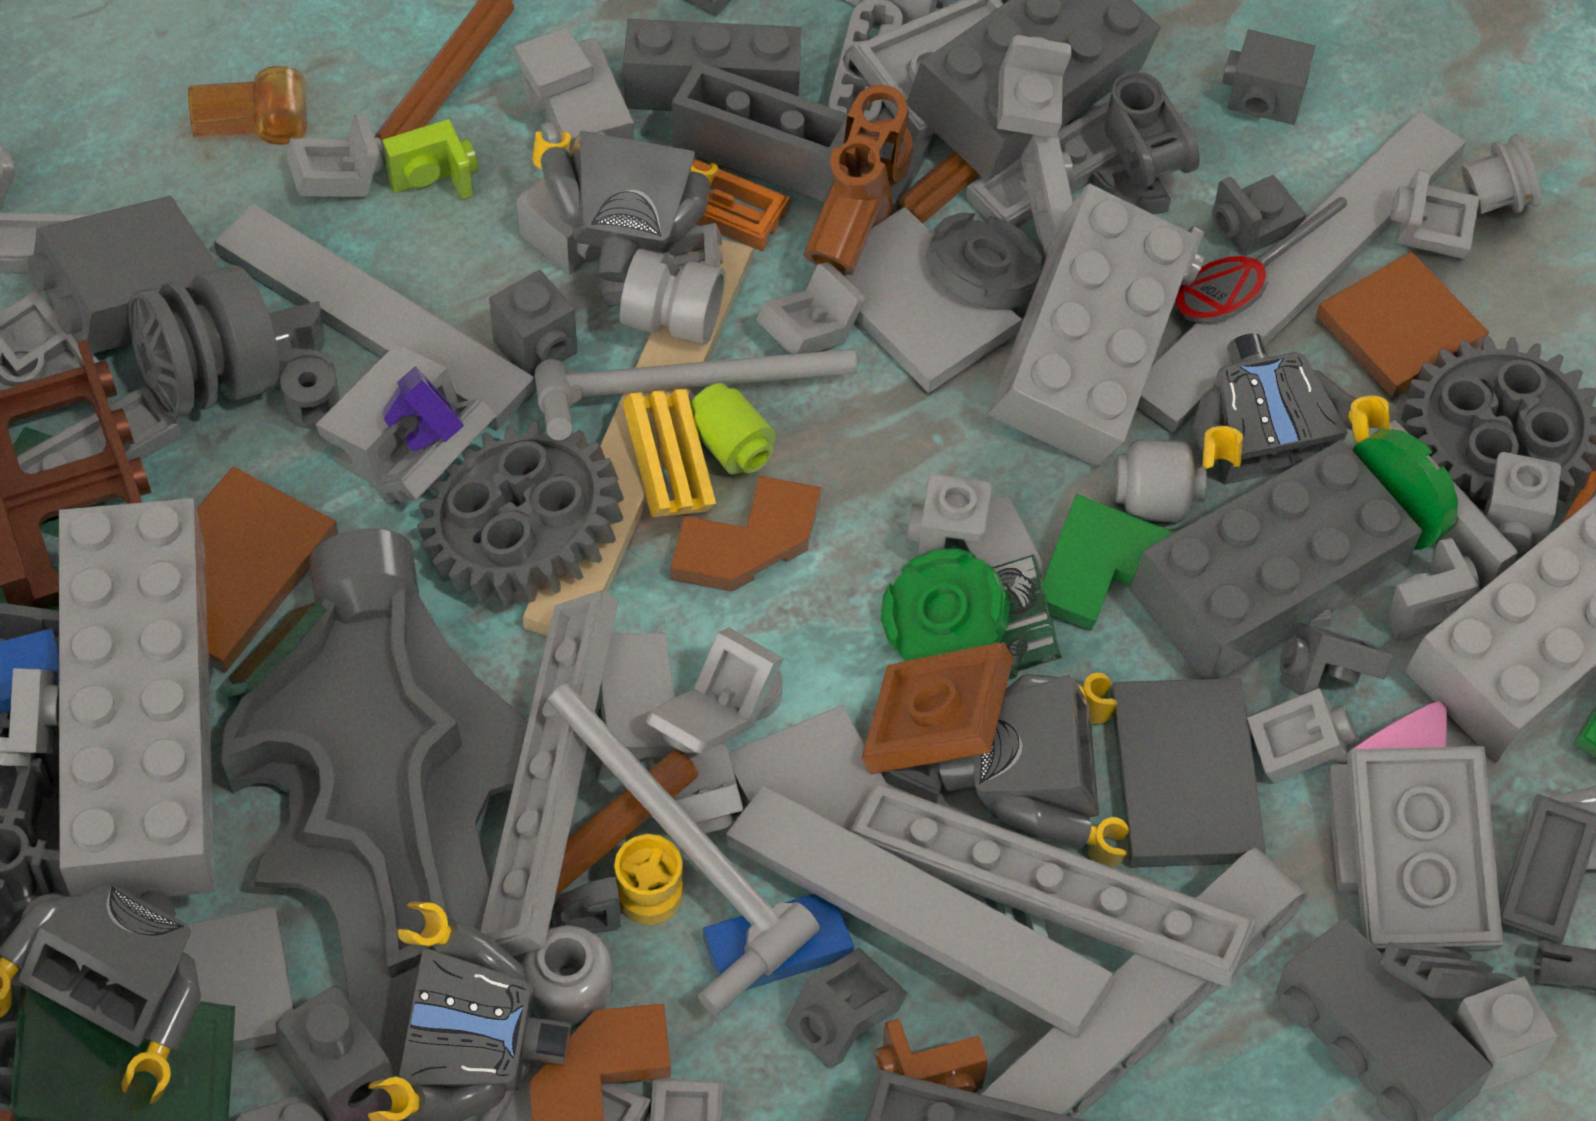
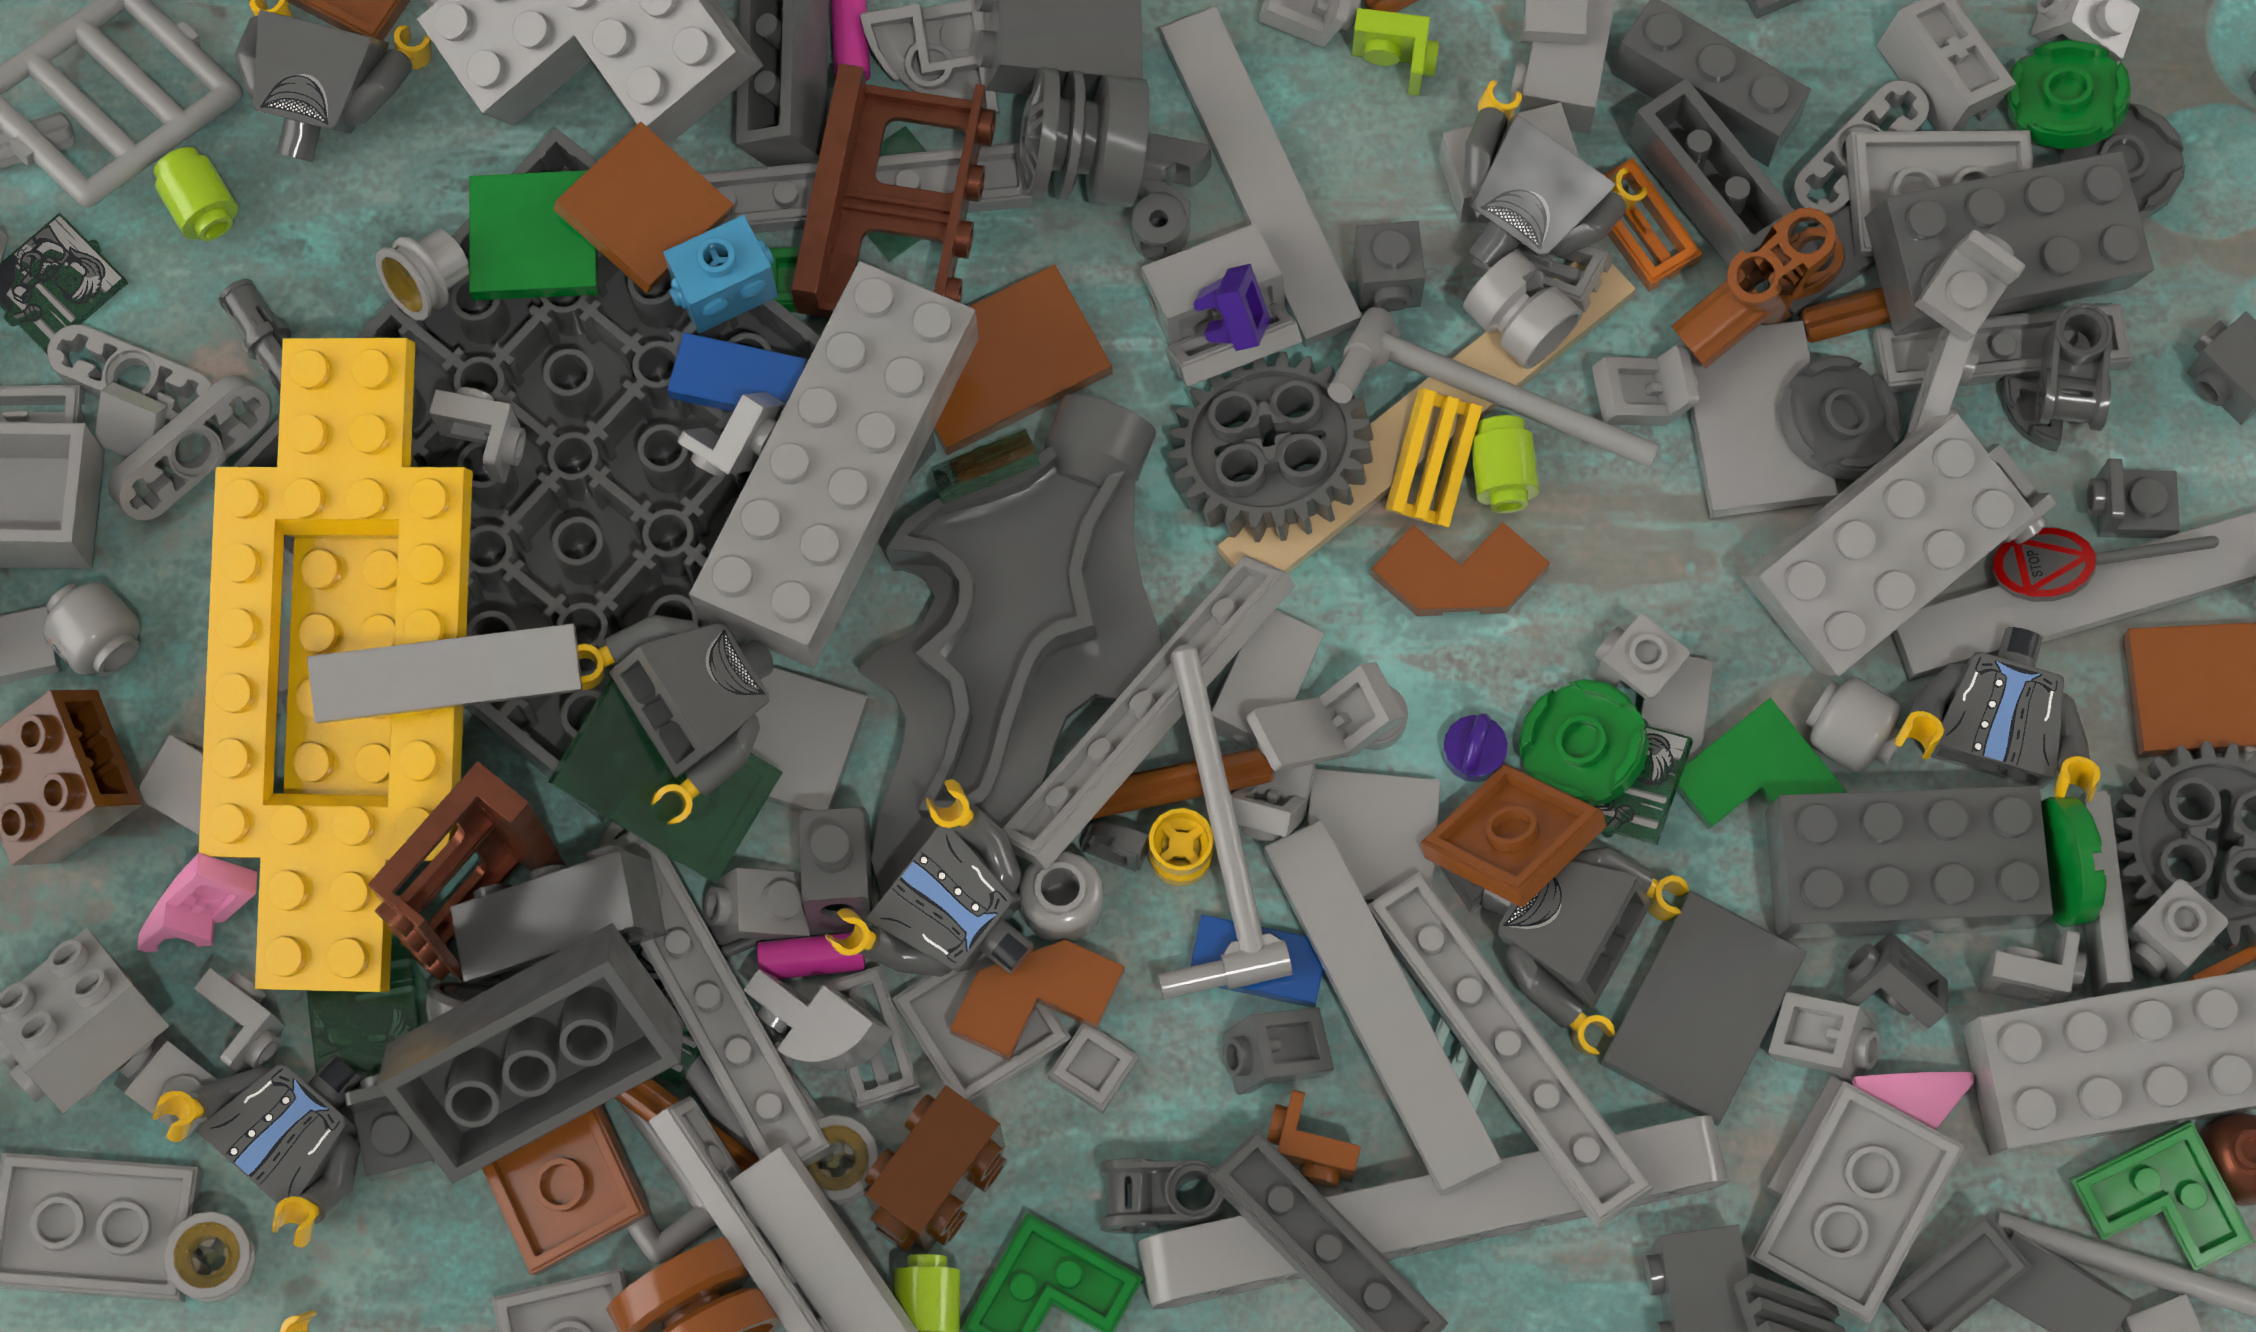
camera: 35 degrees right, 15 degrees up
(853, 666) = (1474, 747): none -> dark purple tile

